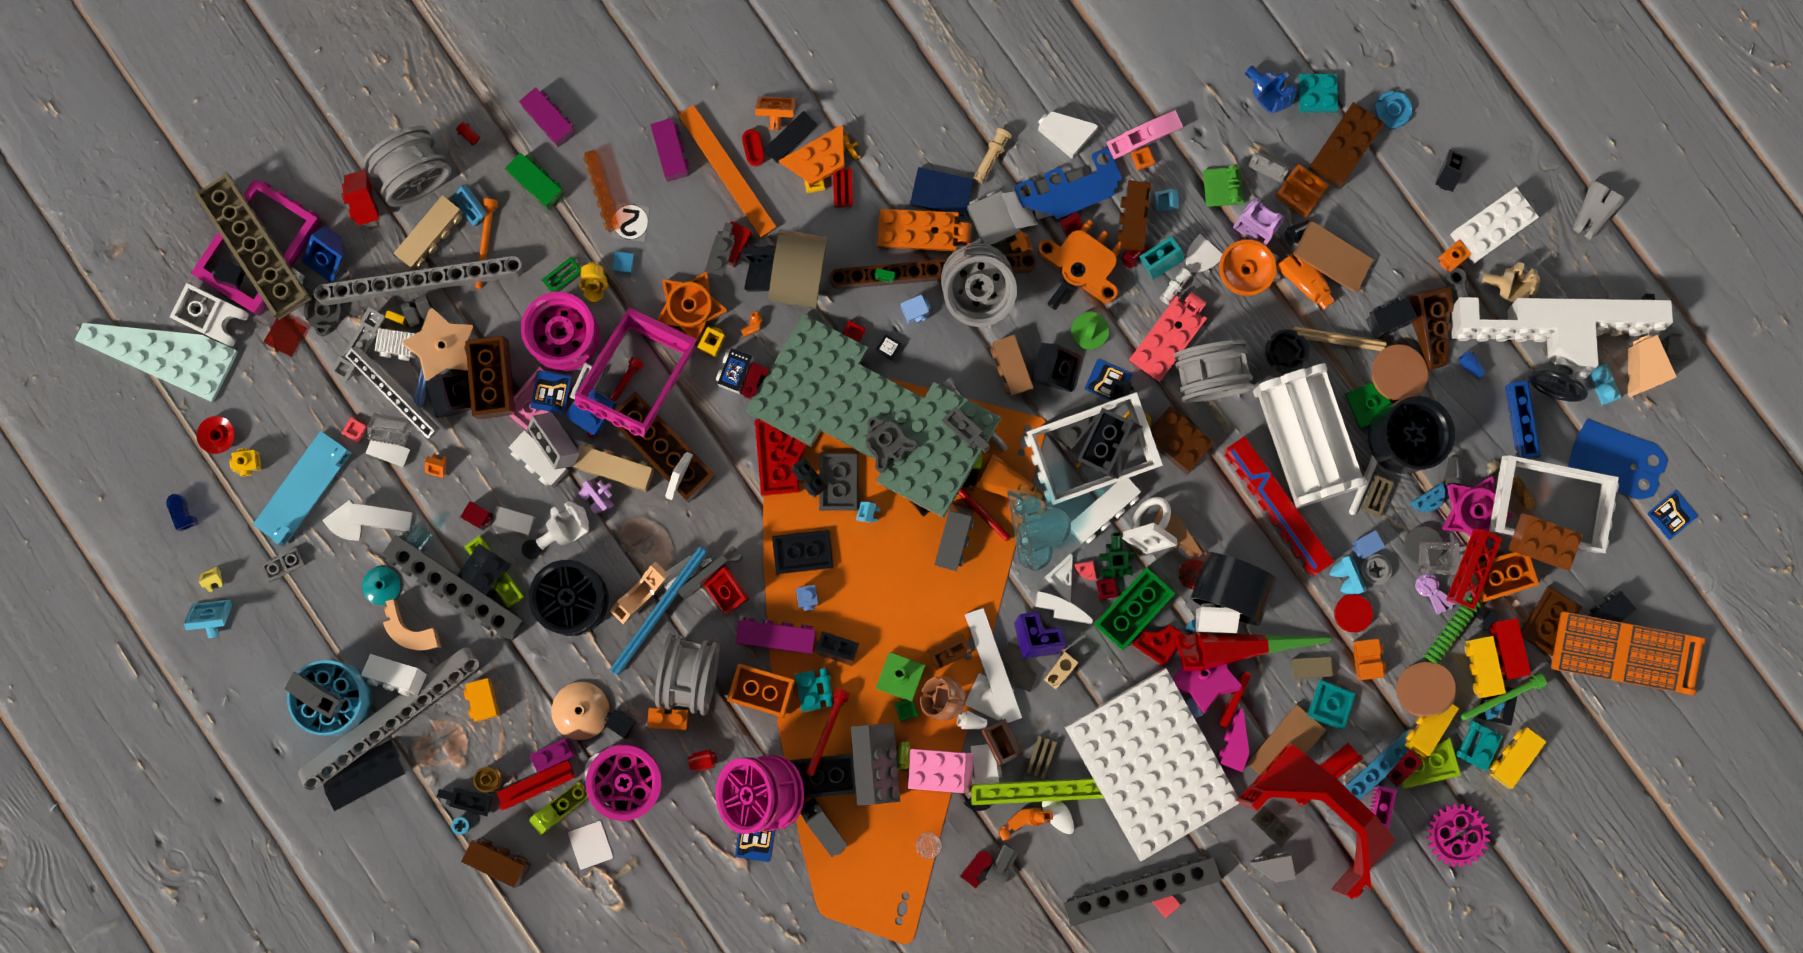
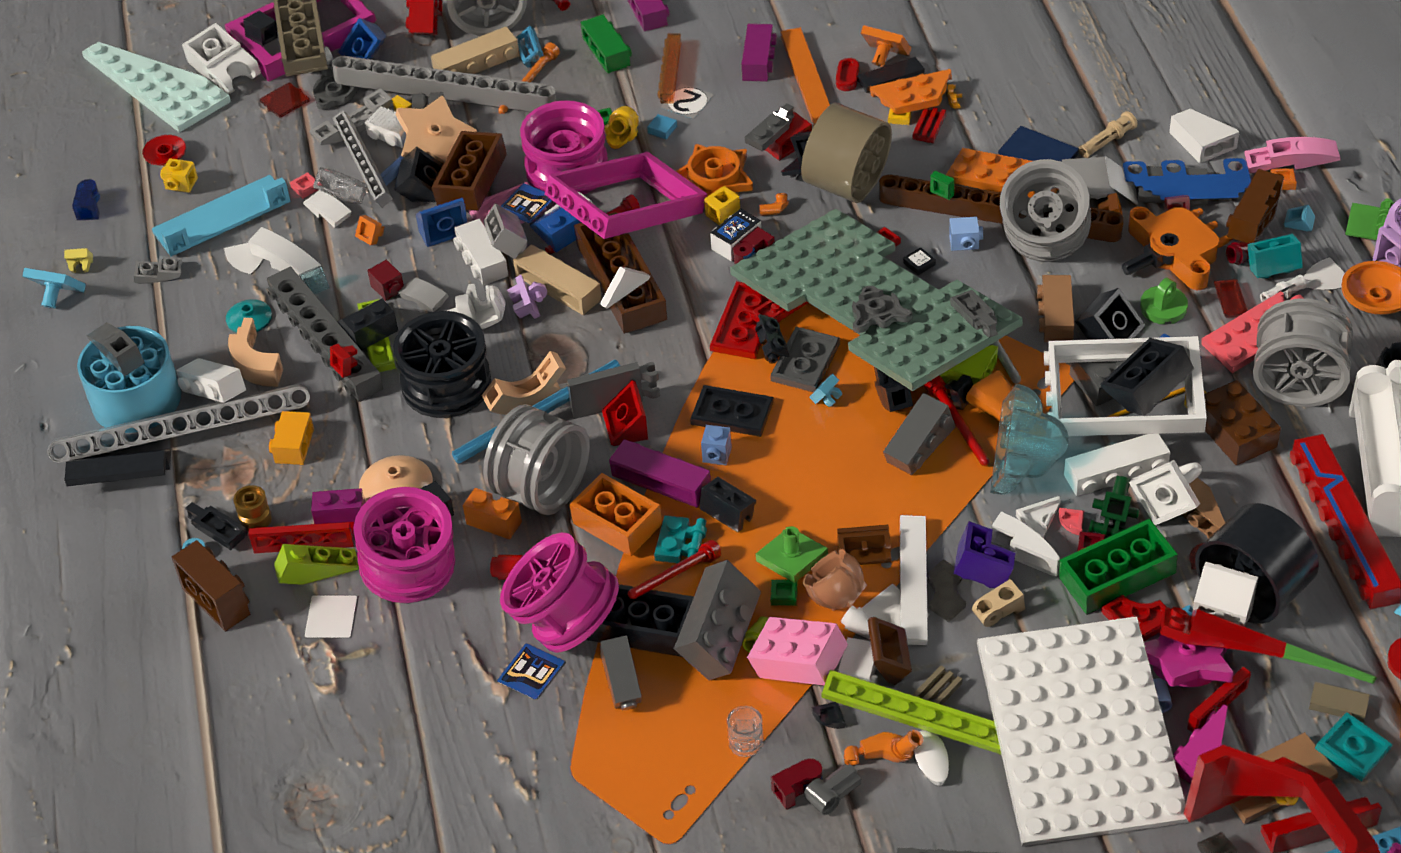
camera: 25 degrees right, 35 degrees down
(491, 441) = (439, 222): none -> blue slope
(491, 623) = (342, 359): none -> red tile
(1138, 307) = (1230, 298): none -> clear red tile

